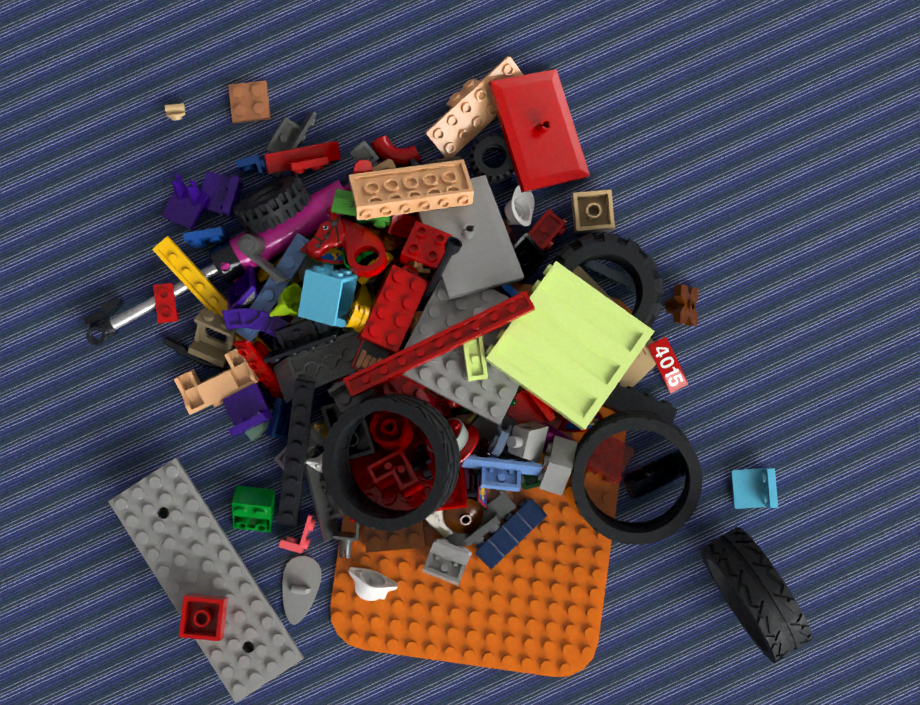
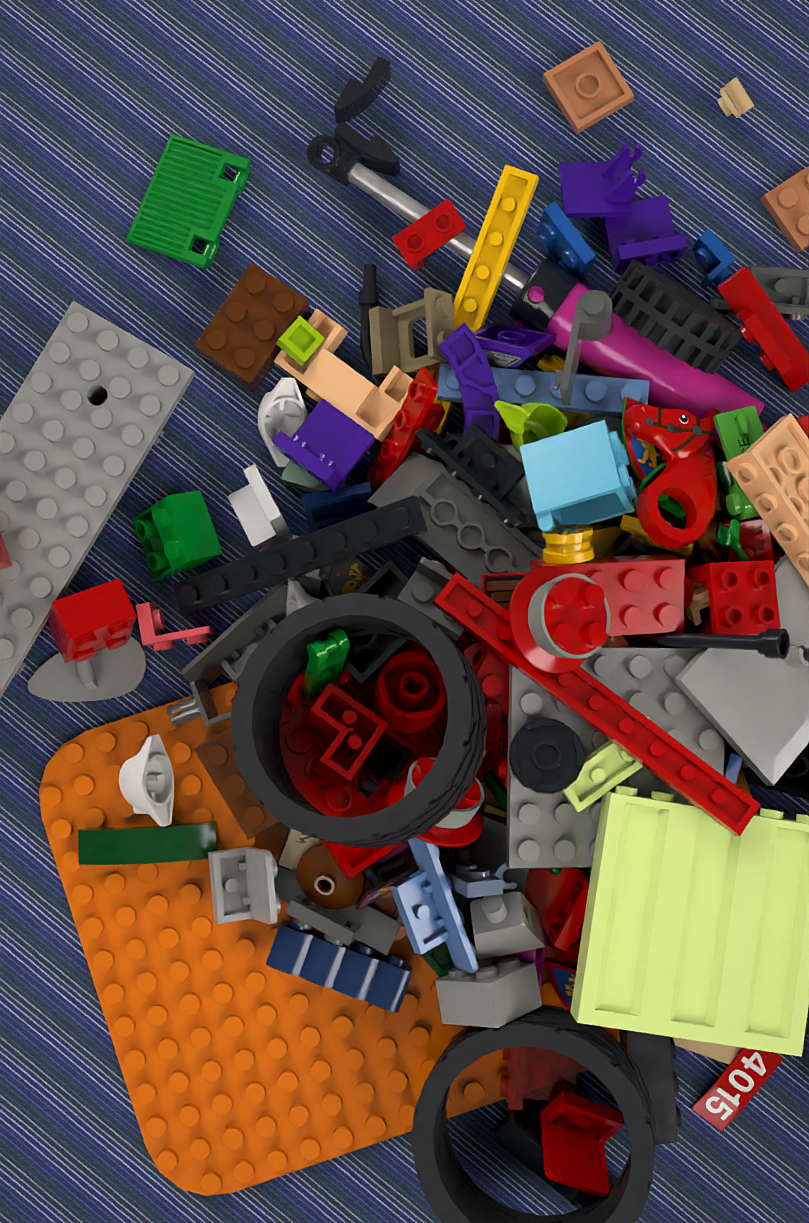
camera: 65 degrees right, 0 degrees up
(73, 303) = (358, 96): none -> black slope
(82, 417) = (188, 201): none -> green window
(130, 182) = (587, 87): none -> nougat plate
(166, 416) = (249, 324): none -> reddish brown brick
(186, 396) = (300, 340): none -> lime plate
(217, 425) = (283, 411): none -> white hat
(262, 461) = (258, 510): none -> panel
(276, 572) = (92, 621): none -> red brick
(355, 464) = (325, 663): none -> green plate
(389, 342) = (558, 619): none -> red piece
(394, 234) = (730, 538): none -> green hand
(402, 601) = (146, 844): none -> dark green slope
(453, 380) = (546, 756): none -> black tile
(652, 458) = (575, 1140): none -> red bracket

